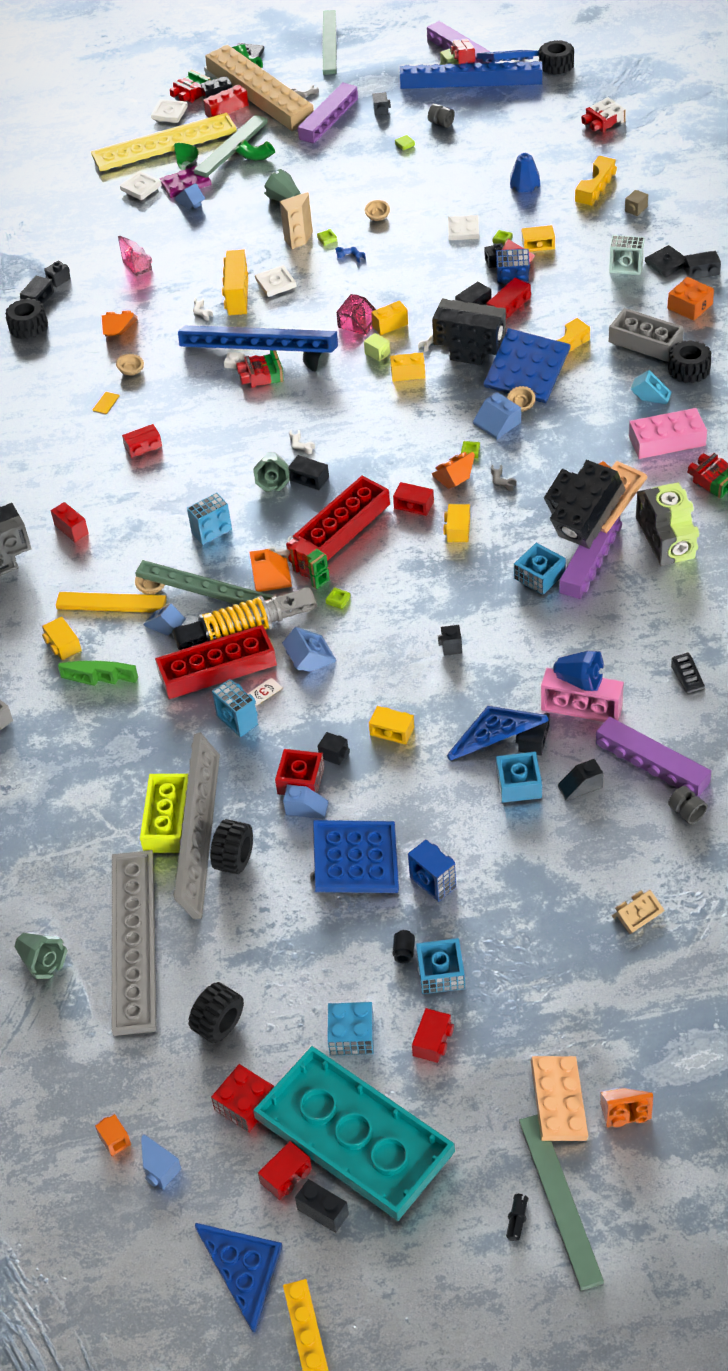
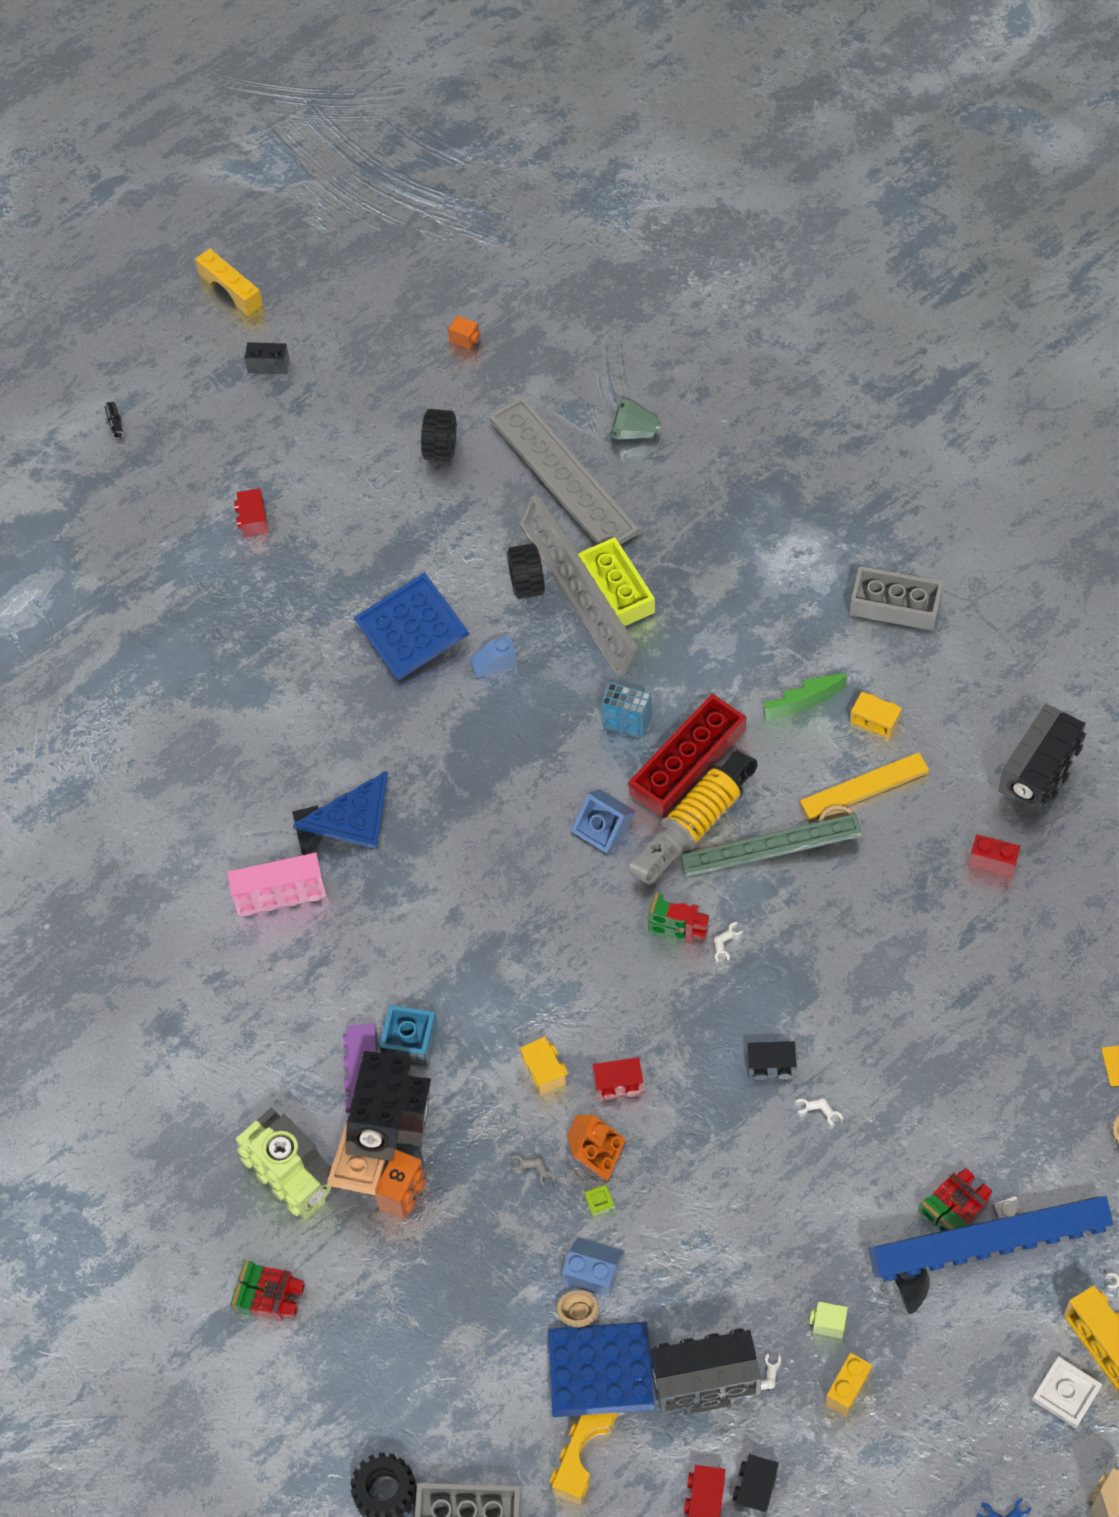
camera: 150 degrees right, 10 degrees up
(142, 440) = (1011, 1013): red brick -> none
(158, 1163) = (415, 331): medium blue slope -> none
(165, 619) = (783, 784): medium blue slope -> none
(209, 518) = (830, 923): dark azure brick -> none
(240, 1096) = (377, 399): red brick -> none
(245, 1266) = (307, 307): blue tile -> none
(265, 690) = (622, 763): white sticker -> none
(269, 570) = (716, 896): orange slope -> none
(271, 472) = (816, 1037): sand green cone -> none
(285, 1170) = (311, 369): red brick -> none
(299, 769) = (515, 676): red brick -> none
(334, 748) = (502, 724): black brick -> none
(338, 598) = (620, 907): lime tile -> none
(345, 516) = (678, 999): red brick -> none
(350, 1028) = (323, 485): dark azure brick -> none
(355, 314) = (898, 1372): clear pink slope -> none
(355, 1132) = (270, 409): teal plate -> none
(391, 725) = (461, 775): yellow brick -> none
(403, 946) = (319, 571): black brick -> none
(407, 367) = (763, 1297): yellow brick -> none
(432, 870) = (328, 637): blue brick -> none
(440, 966) = (273, 563): dark azure brick -> none
(450, 640) = (457, 899): black brick -> none
(519, 777) = (297, 769): dark azure brick -> none
(559, 1098) = (121, 514): light nougat plate -> none
(562, 1206) = (88, 449): sand green tile -> none
(581, 669) = (276, 868): blue cone -> none
(581, 780) = (235, 802): black slope -> none
(626, 1106) = (60, 523): orange slope -> none
(639, 911) = (124, 697): tan bracket -> none
(650, 388) = (415, 1411): medium azure slope -> none
(652, 756) = (174, 858): medium lavender brick -> none
(667, 433) = (356, 1334): bright pink brick -> none
(682, 662) = (194, 992): black slope -> none
(687, 804) = (119, 819): dark grey wheel -> none

